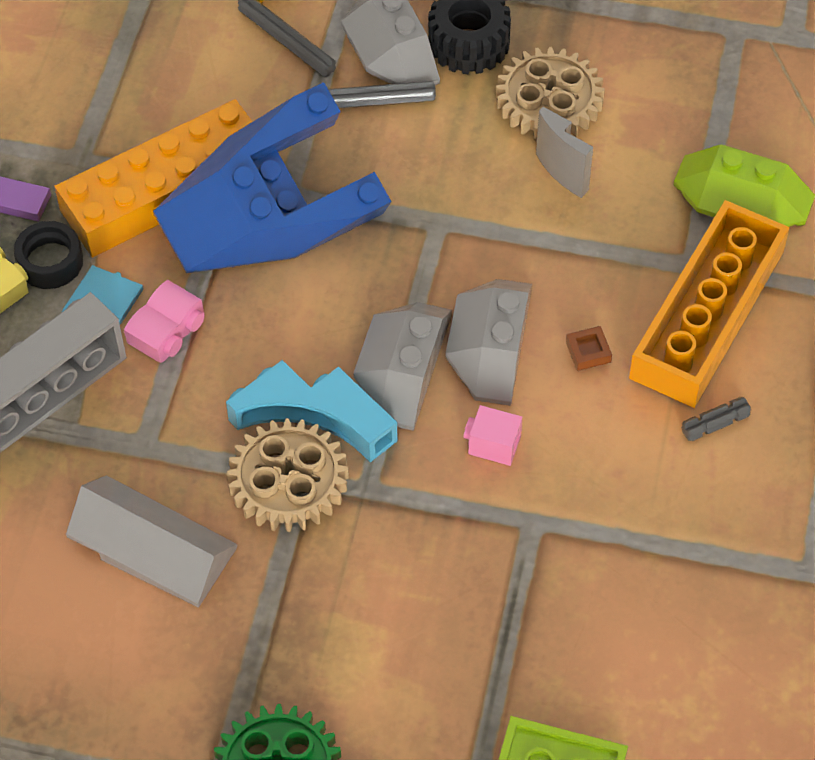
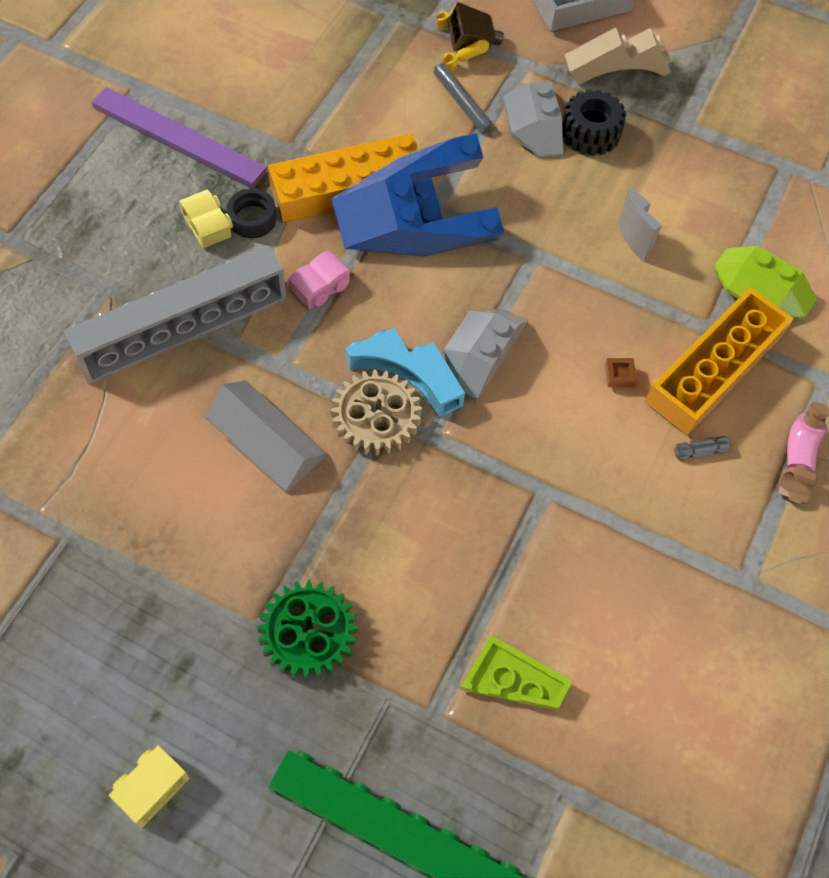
camera: 10 degrees right, 5 degrees up
(111, 289) = (288, 250): medium azure piece -> none
(384, 94) = (518, 154): dark grey axle -> none
(489, 338) = (549, 347): light grey wedge -> none
(493, 435) = (533, 419): bright pink brick -> none
(552, 83) = (644, 173): tan gear -> none

